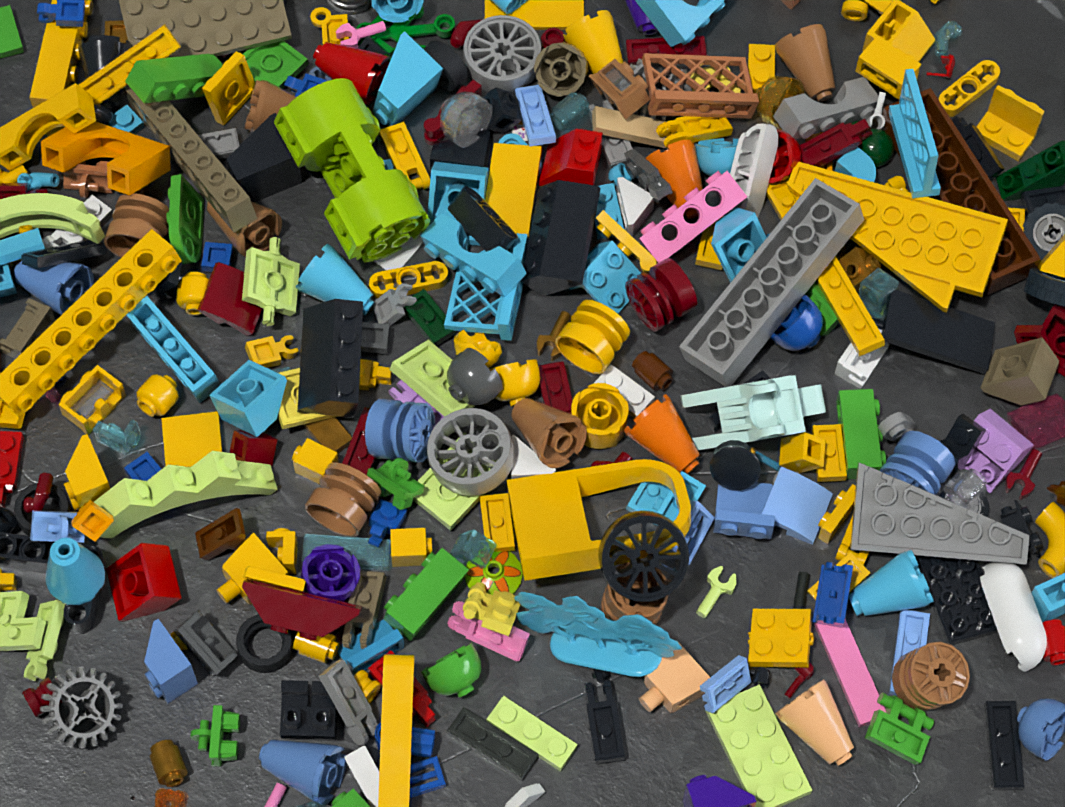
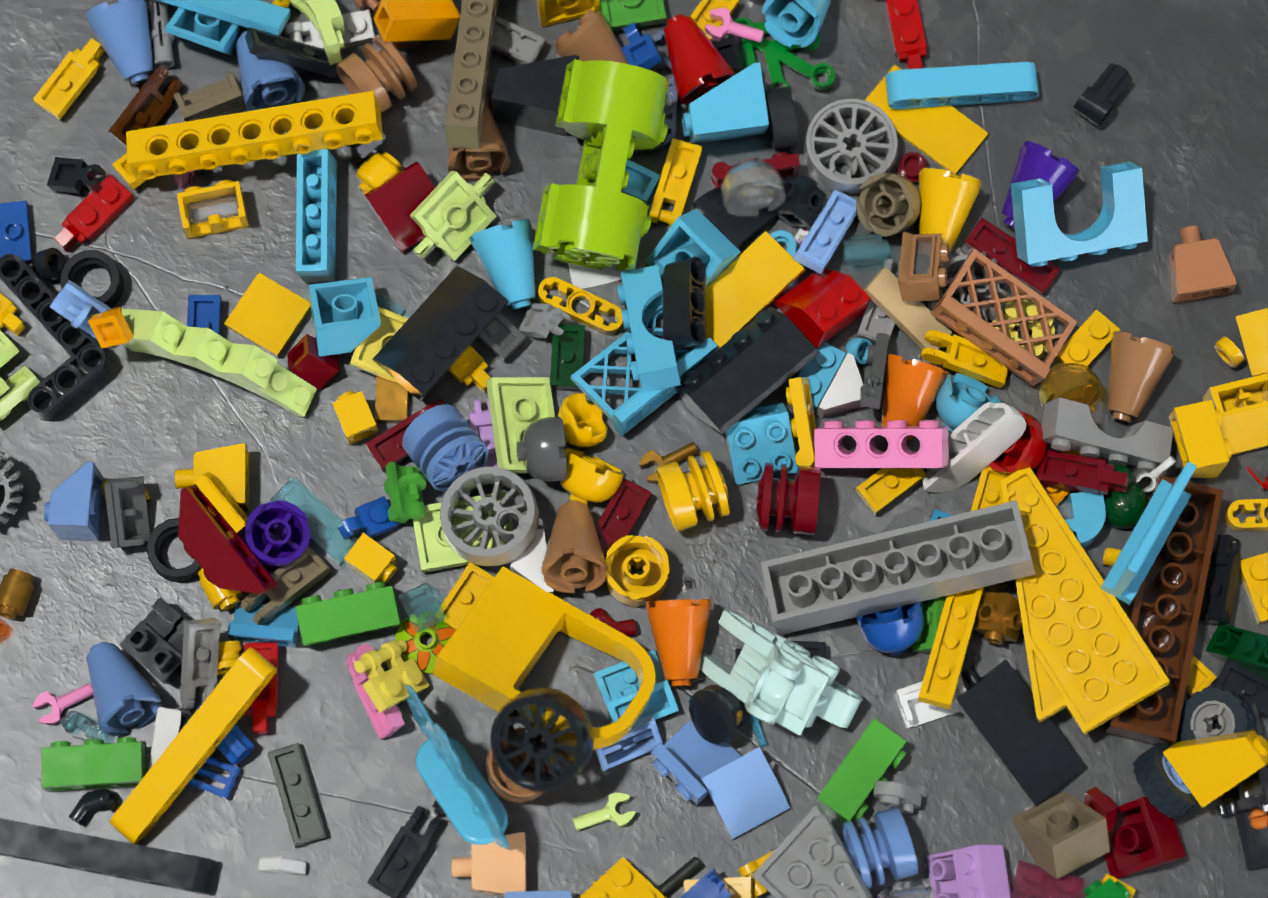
camera: 40 degrees right, 10 degrees up
(41, 495) = (96, 267): dark red arm -> none
(73, 572) = (63, 363): medium azure cone -> none
(85, 475) = (146, 280): yellow slope -> none
(115, 438) = (209, 267): clear light blue bracket -> none
(143, 581) = (123, 414): red slope -> none
(157, 395) = (270, 248): yellow head -> none
(185, 219) = (420, 101): bright green plate -> none
(216, 253) = (428, 154): blue plate -> none
(219, 749) = (71, 600): bright green hips -> none
(221, 534) = (219, 423): reddish brown slope -> none
(268, 353) = (397, 279): yellow plate -> none
(287, 547) = (264, 483): yellow bracket -> none
(343, 499) = (345, 472): medium nougat wheel -> none
(454, 672) = (313, 705): bright green cylinder -> none
(460, 32) = (834, 93): dark red arm -> none
(532, 732) = (337, 813): yellowish green plate -> none
(635, 395) = (684, 563): white plate -> none
(652, 371) = (725, 564): reddish brown brick -> none
(737, 239) = (899, 500): medium azure slope -> none
(802, 452) = (789, 750): yellow brick -> none
(832, 521) = (762, 834): yellow plate -> none
(834, 456) = (818, 767): yellow plate -> none
(875, 291) = (993, 649): clear light blue bracket -> none
(963, 440) = (941, 856): black slope -> none

